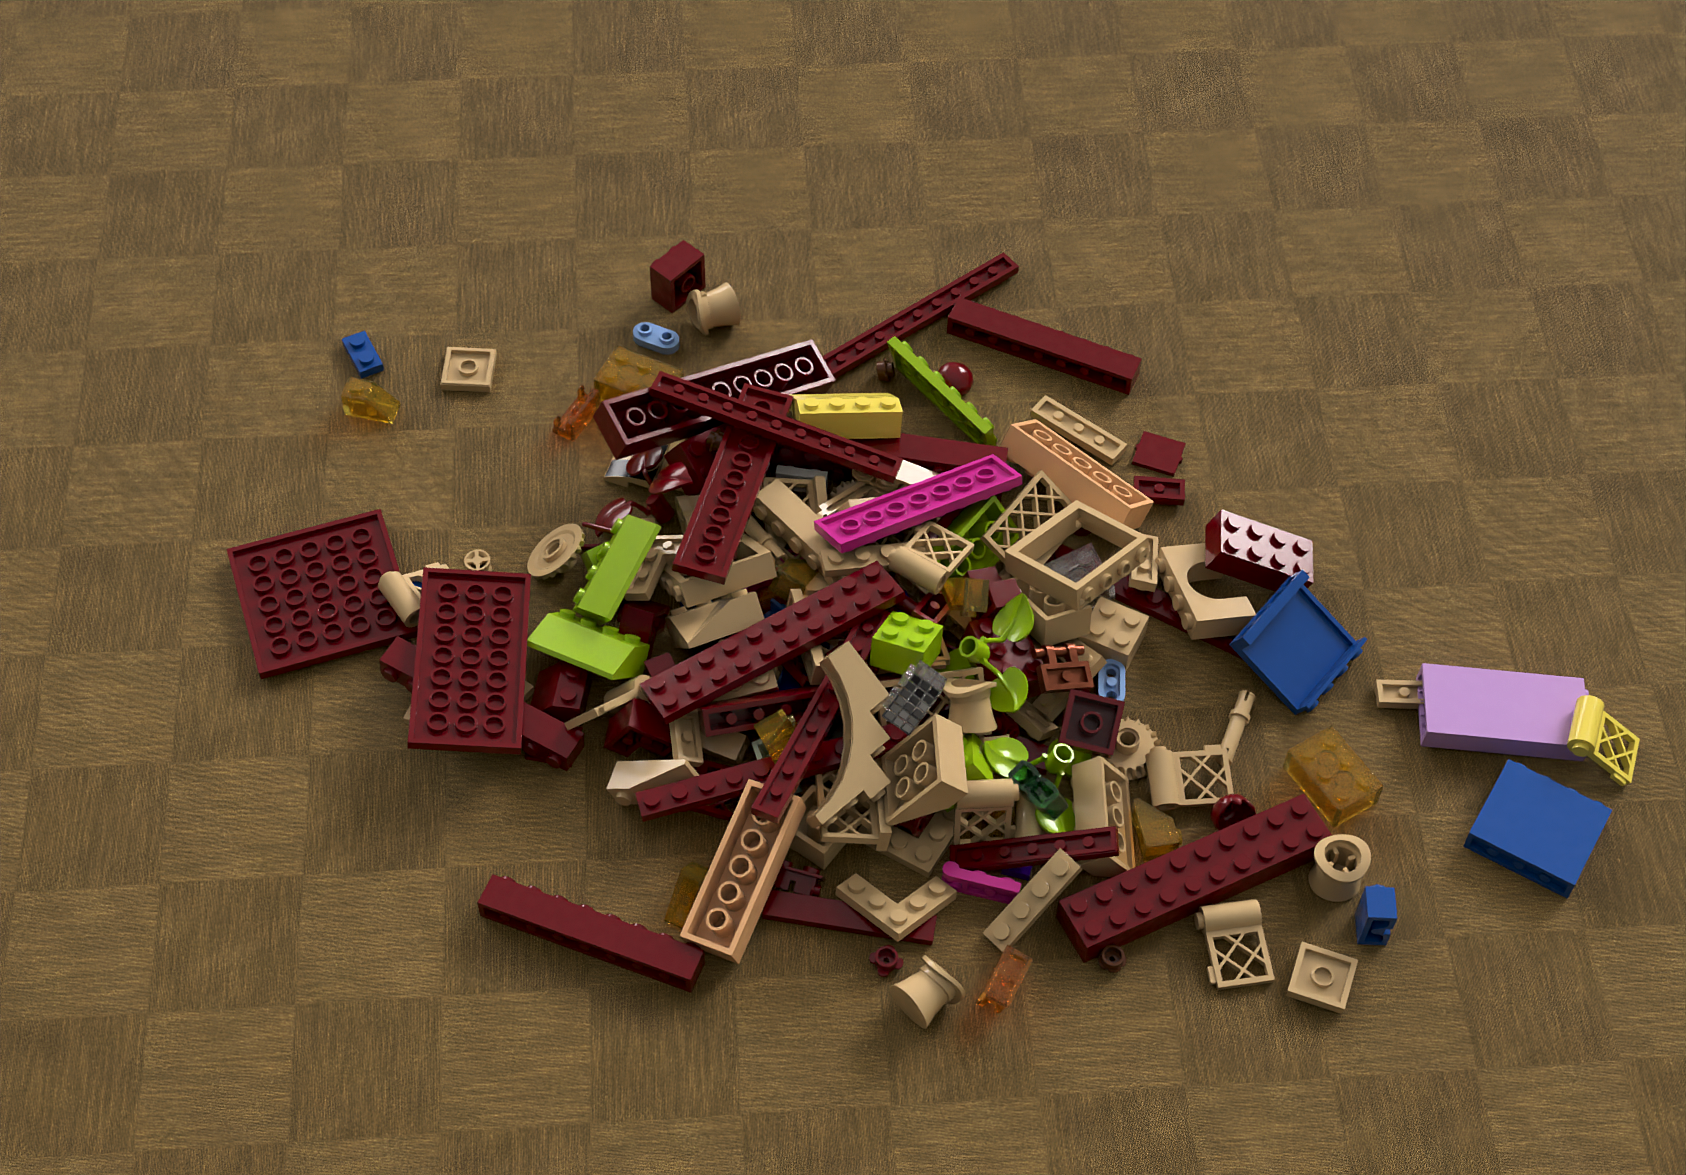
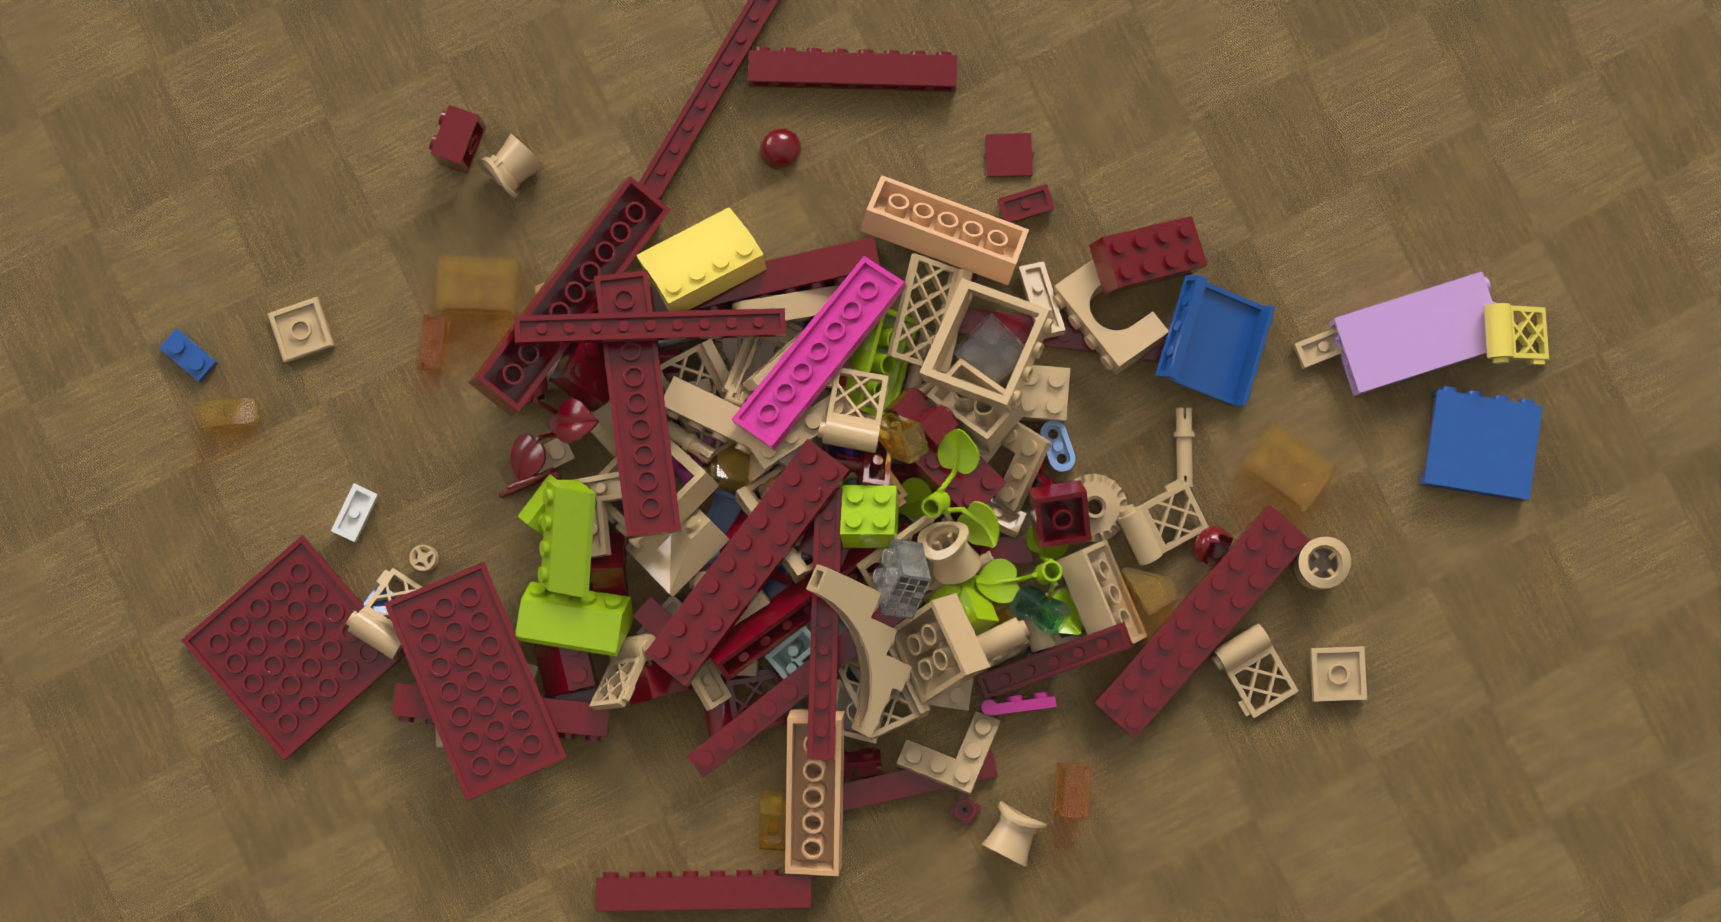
camera: 20 degrees left, 30 degrees up
(436, 511) = (355, 513): none -> white plate
(556, 552) = (491, 518): tan gear -> none
(638, 776) = (685, 731): tan slope -> none
(656, 338) = (466, 215): light blue plate -> none
(714, 440) = (596, 355): reddish brown plate -> none
(776, 732) = (791, 658): clear yellow slope -> none
(885, 370) = (710, 166): reddish brown plate -> none
(943, 397) = (789, 187): lime plate -> none
(1033, 900) = (1071, 710): tan plate -> none
(1062, 677) = (1022, 481): copper plate -> none
(1078, 430) = (923, 162): tan plate -> none
(1115, 952) = (1157, 735): reddish brown plate -> none
(1375, 915) = (1368, 600): blue brick -> none

